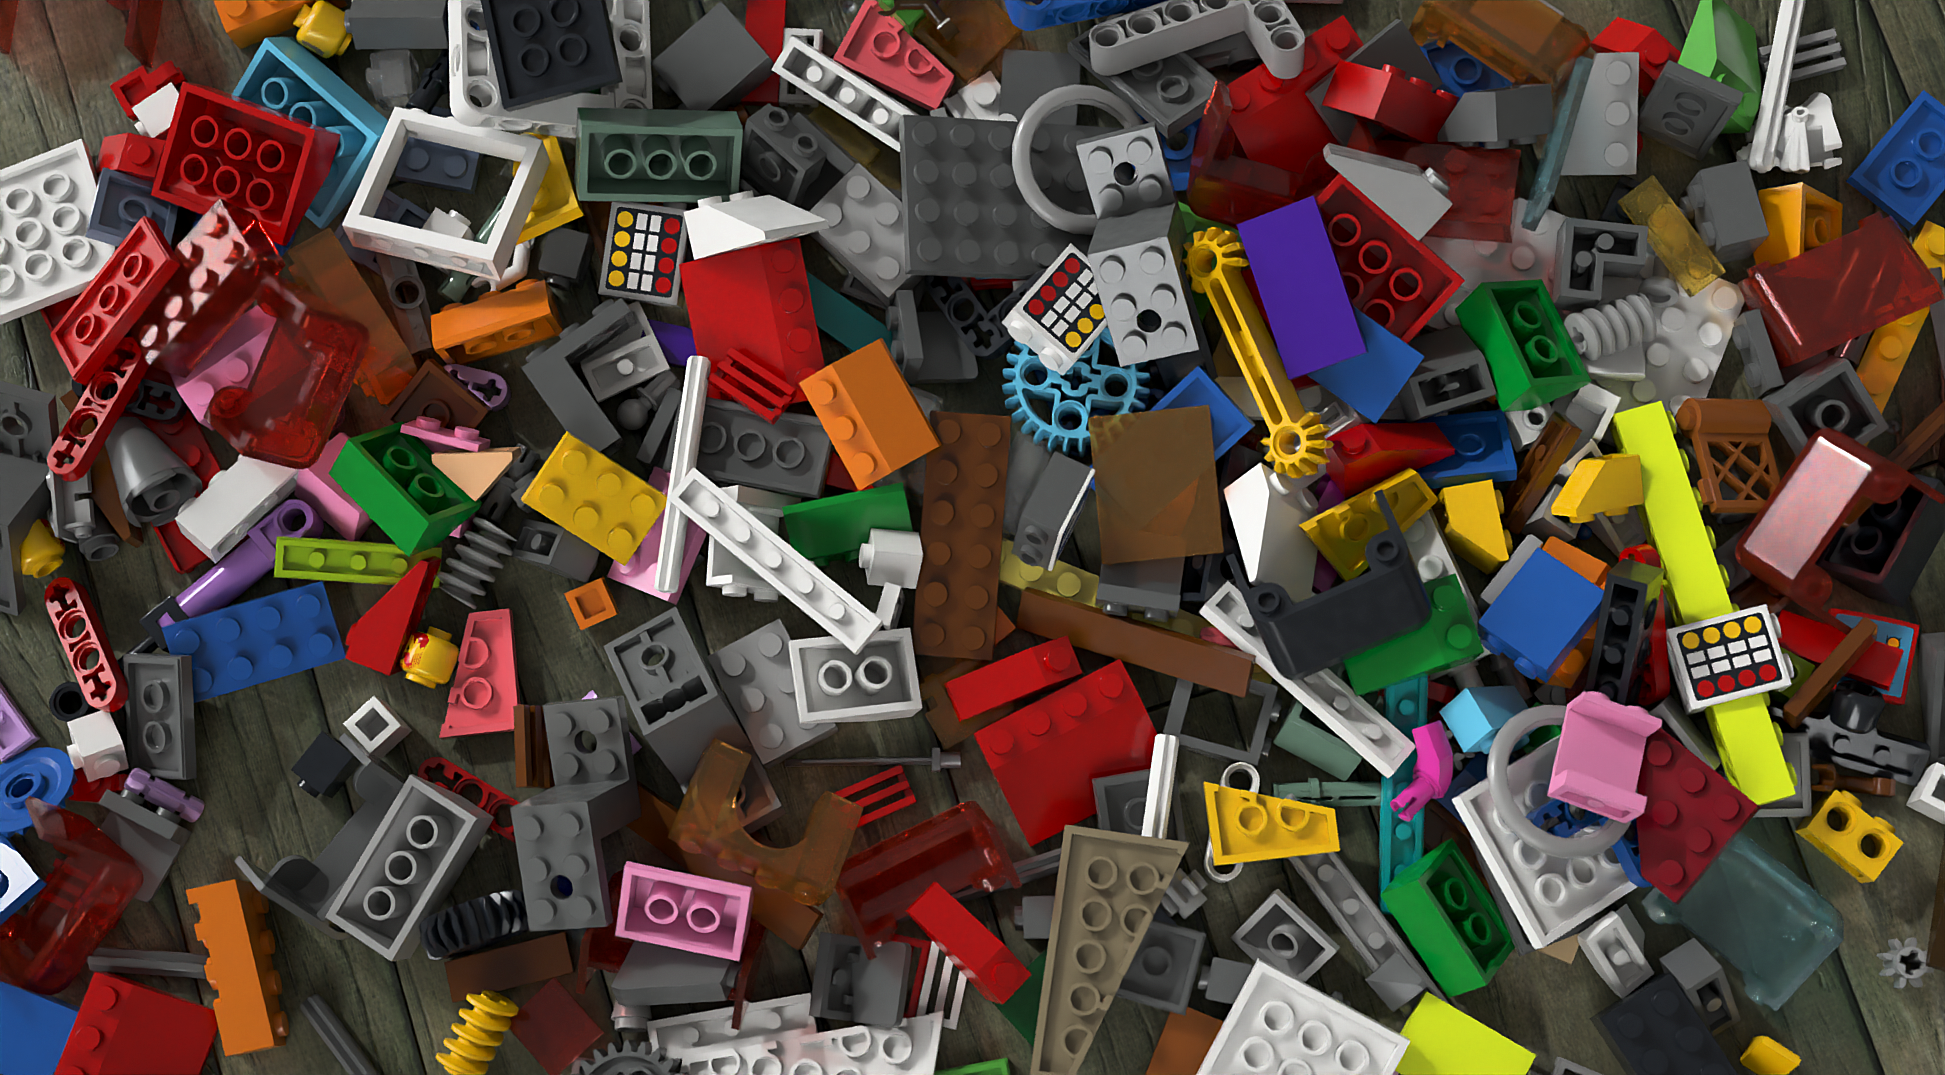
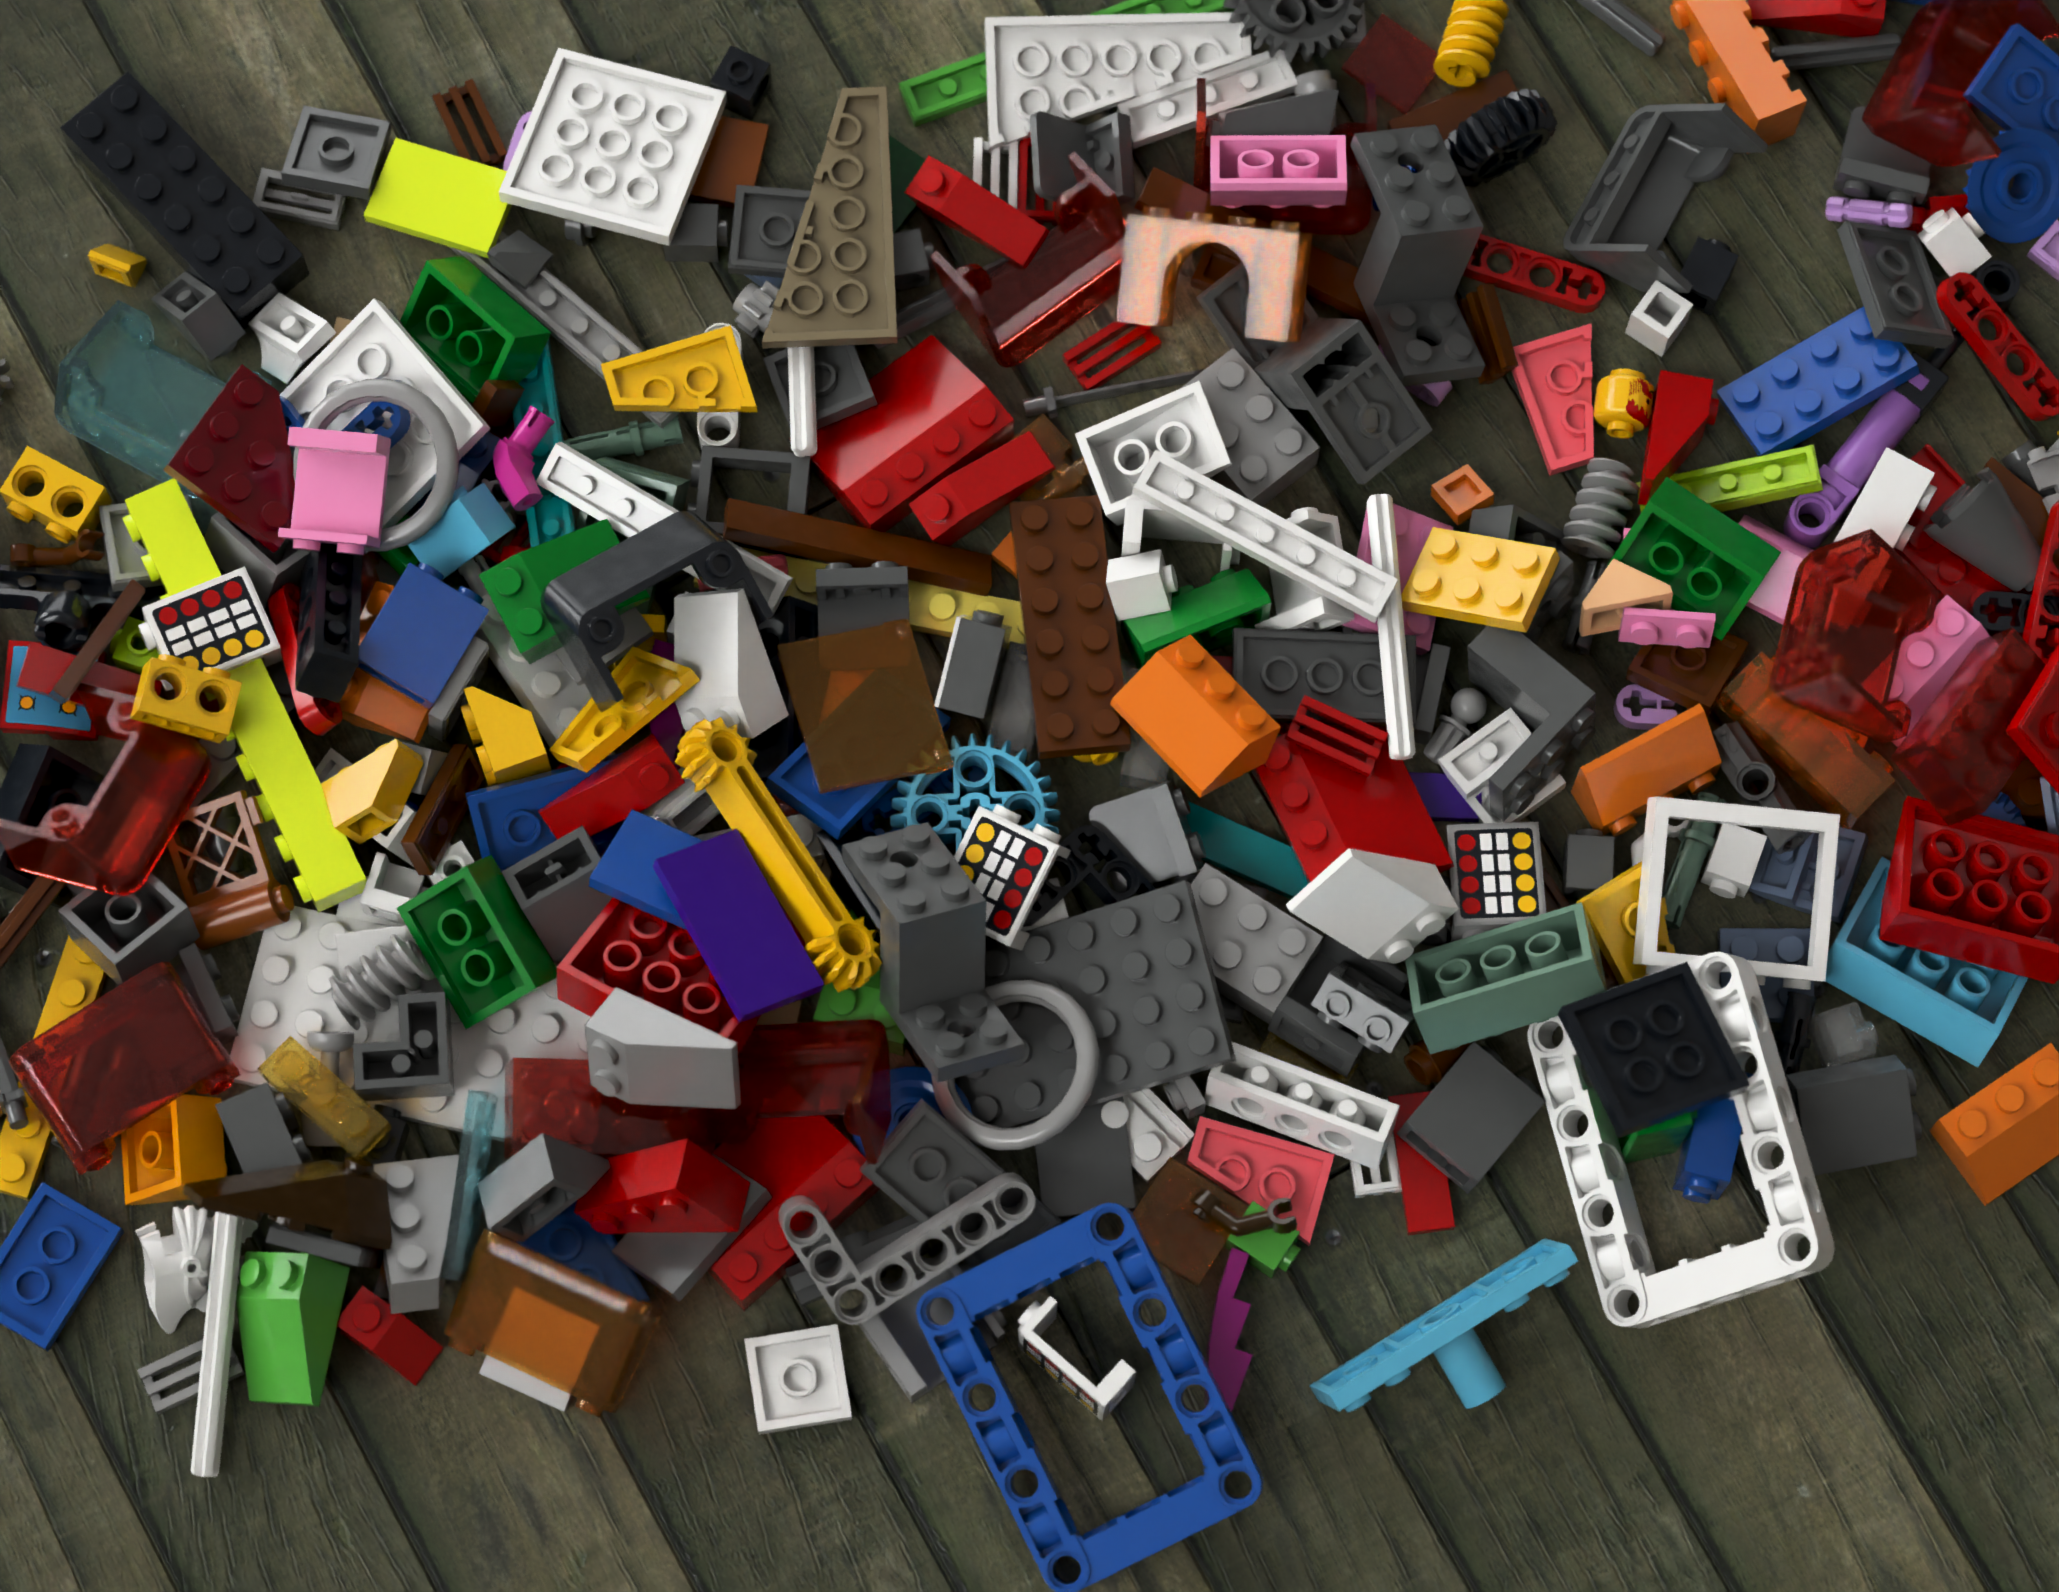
camera: 160 degrees right, 5 degrees down
(322, 29) = (1943, 1078): yellow head -> none
(409, 867) = (1584, 179): light grey slope -> none
(1285, 938) = (641, 286): light grey slope -> none
(1440, 839) = (497, 401): none -> reddish brown tile
(1694, 132) = (325, 1193): none -> dark brown wedge
(1766, 573) = (185, 712): none -> yellow brick

